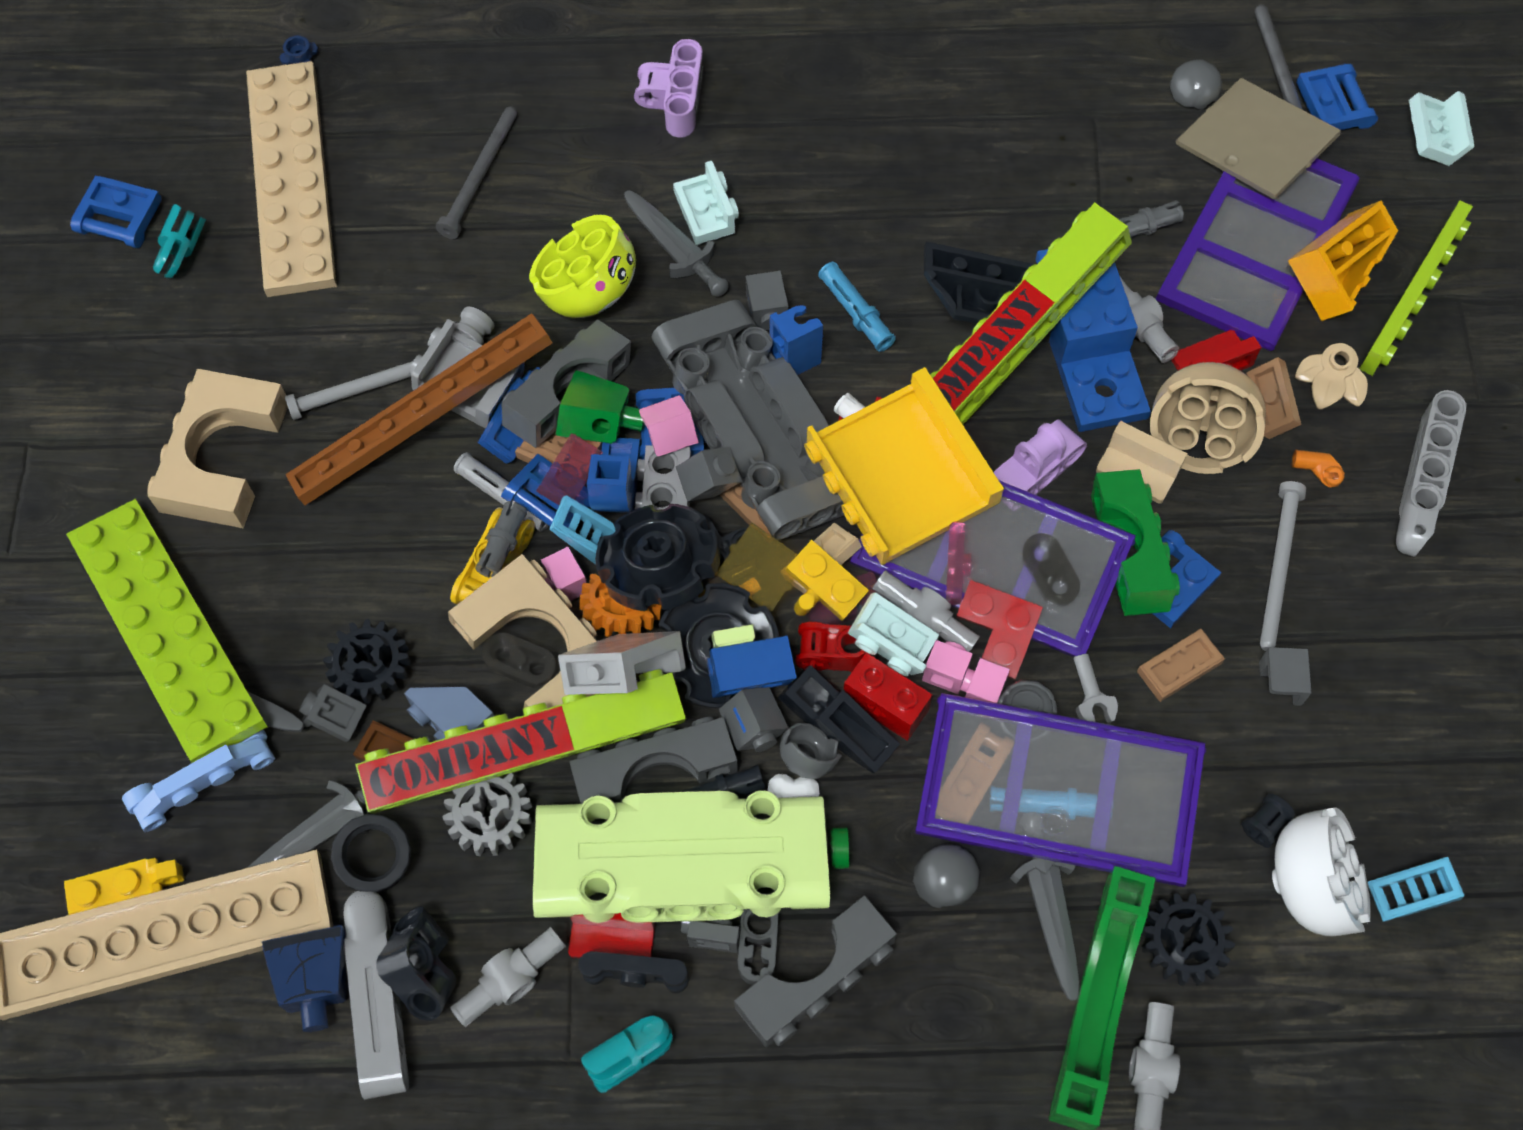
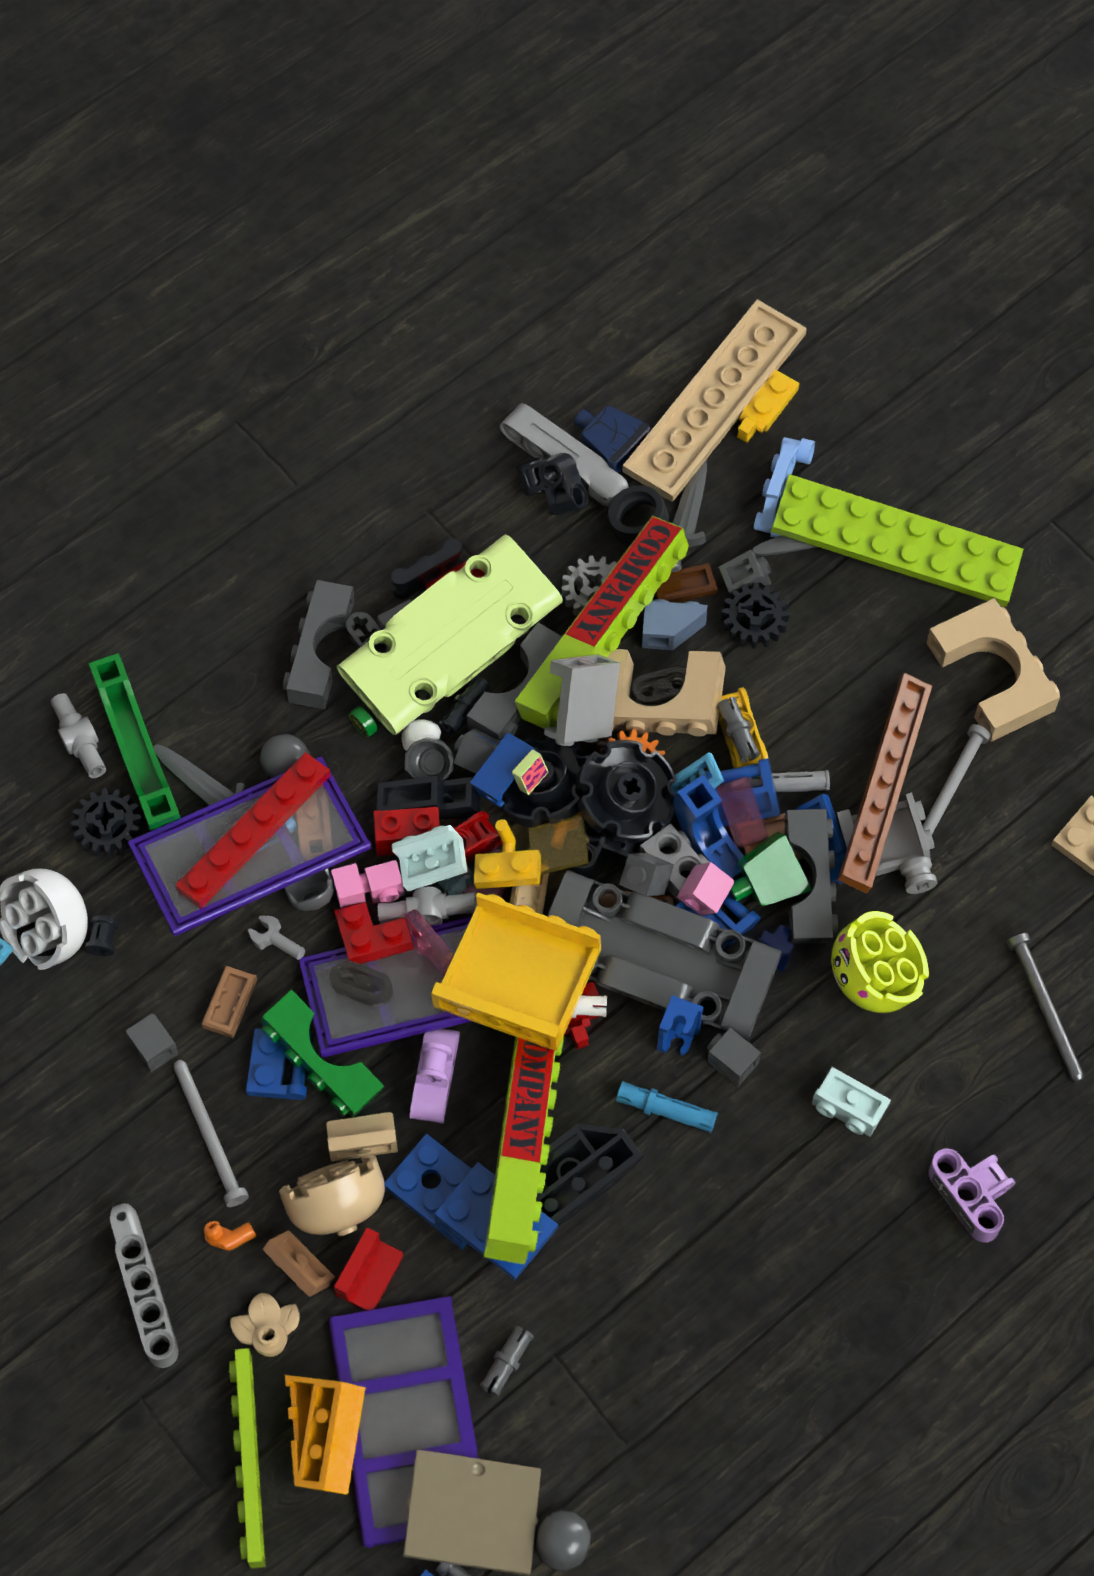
camera: 140 degrees right, 0 degrees up
(508, 977) = (499, 512): light grey pin -> none
(564, 573) = (684, 752): bright pink plate -> none
(627, 1052) = (394, 528): teal arm -> none
(646, 358) = (779, 941): none -> clear blue tile
(687, 255) = (846, 1060): dark grey sword -> none
(1048, 791) = (252, 830): none -> red plate
(1150, 324) = (448, 1259): light grey pin -> none

